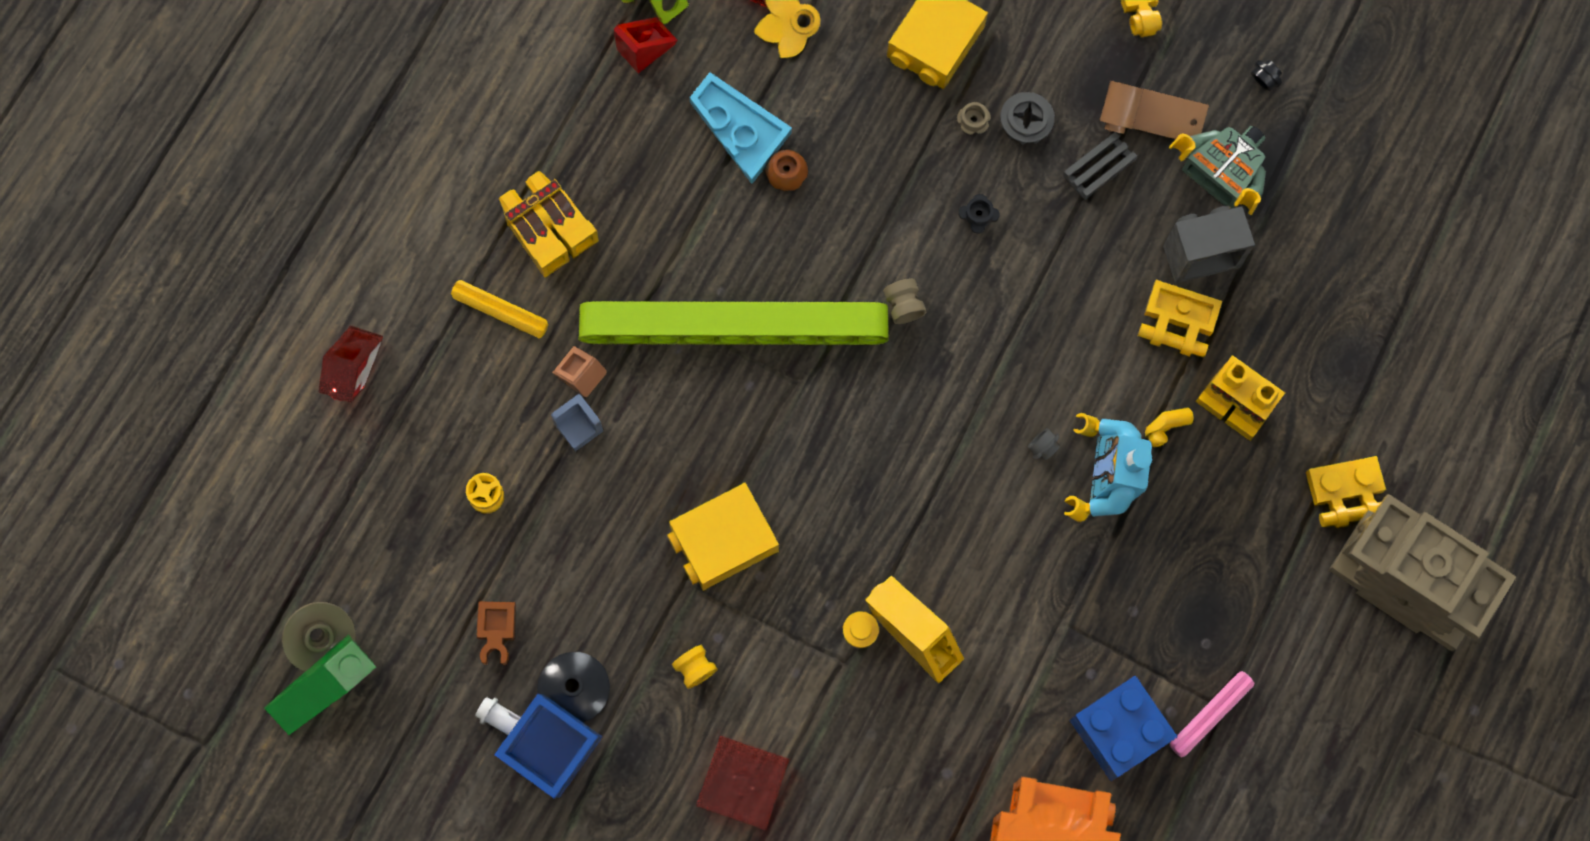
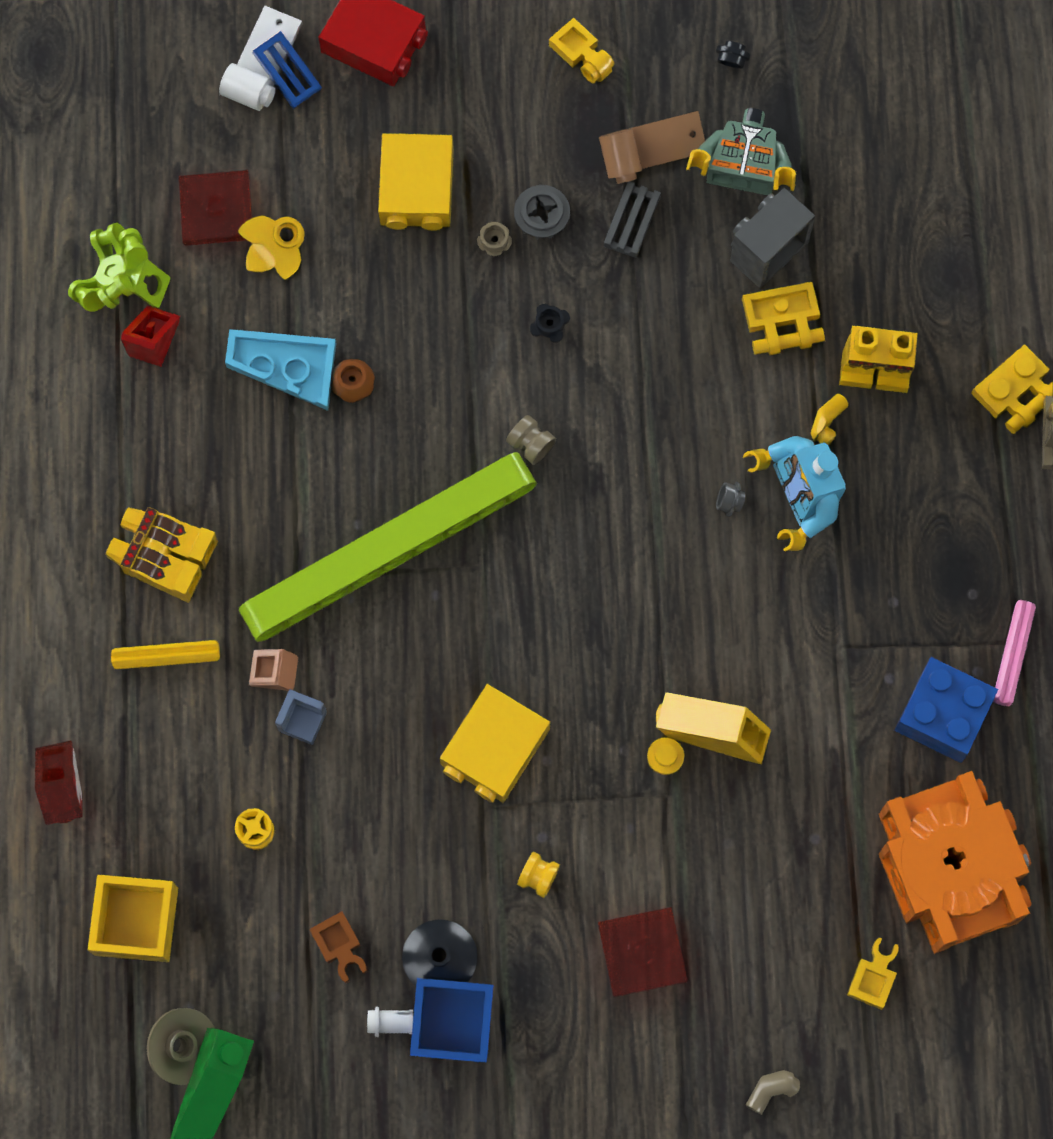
camera: 25 degrees left, 0 degrees up
(341, 508) = (133, 918): none -> yellow piece

